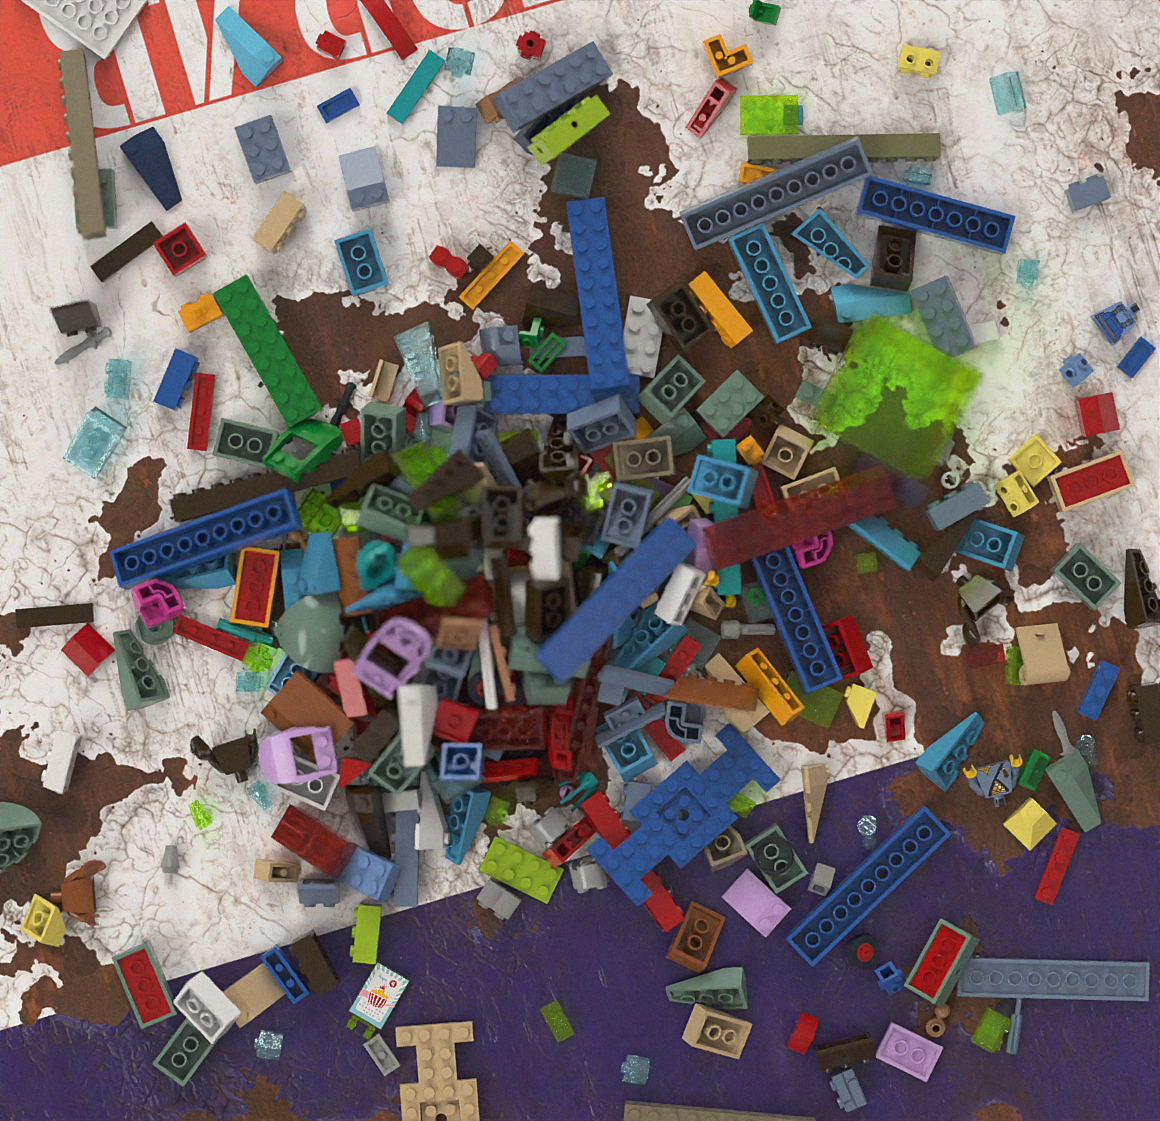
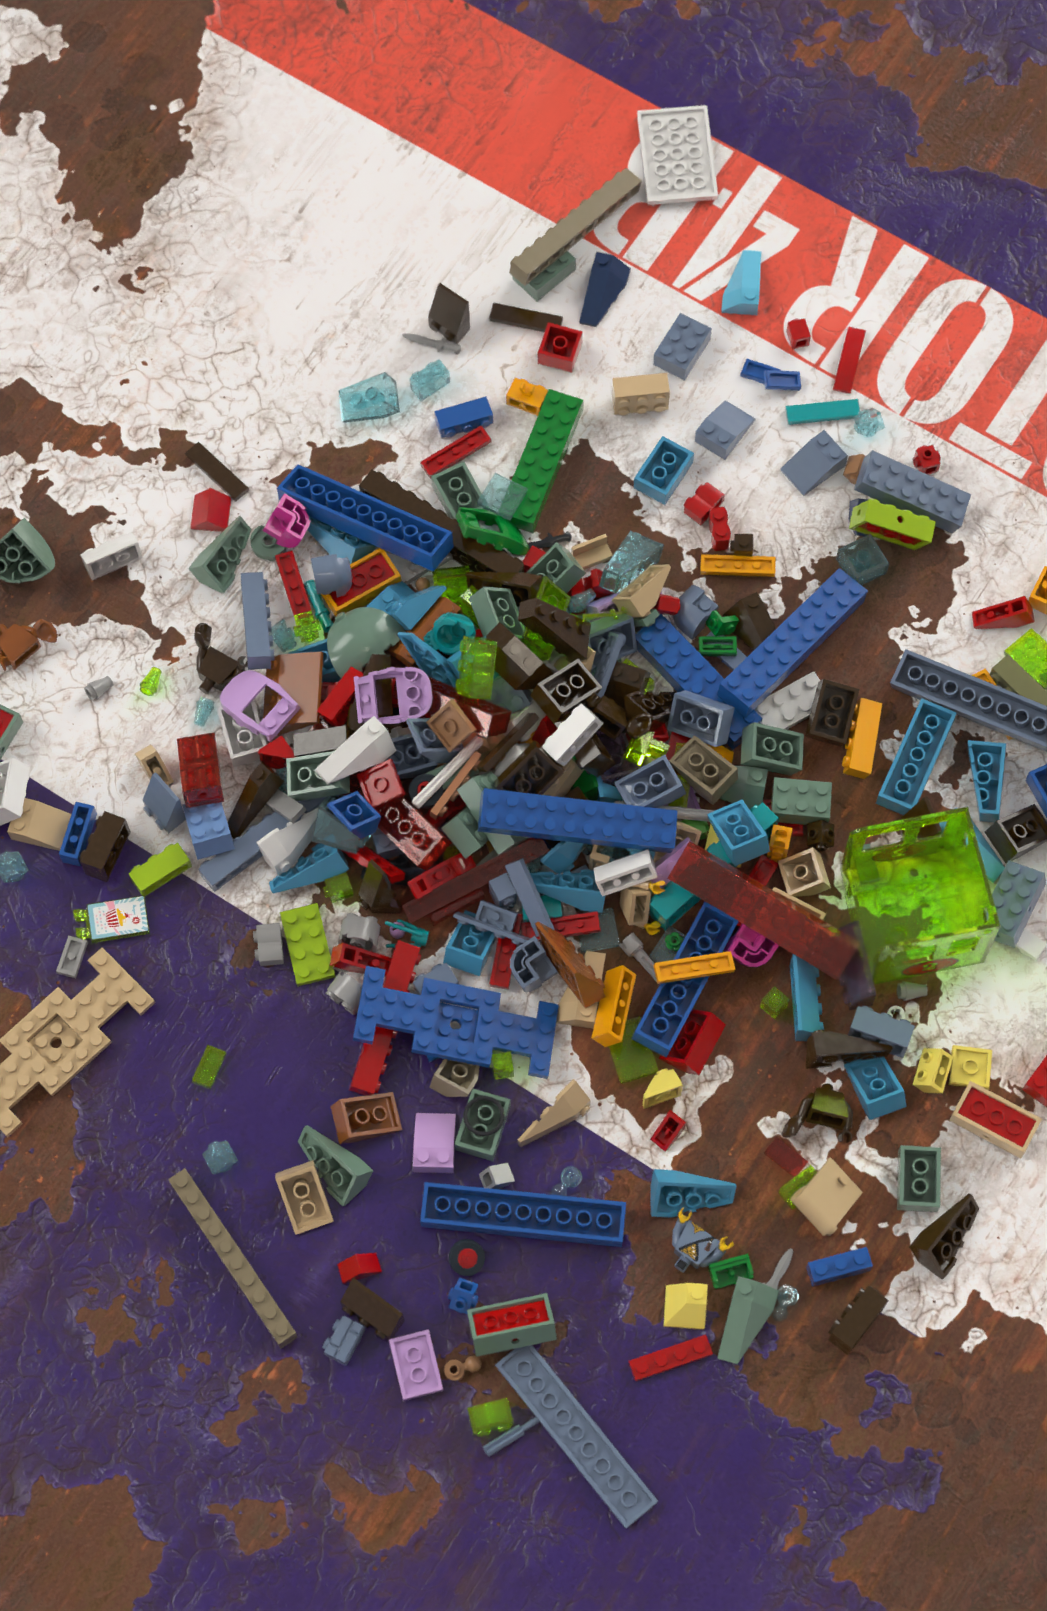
camera: 50 degrees right, 20 degrees down
(222, 697) = (255, 620): none -> sand blue brick
(239, 610) = (332, 574): none -> sand blue brick
(279, 414) = (502, 496): none -> clear light blue tile
(361, 95) = (782, 380): none -> blue tile
(415, 254) = (699, 505): none -> red brick
(458, 429) = (595, 614): none -> clear neon green door
(796, 605) = (694, 967): none -> light orange plate

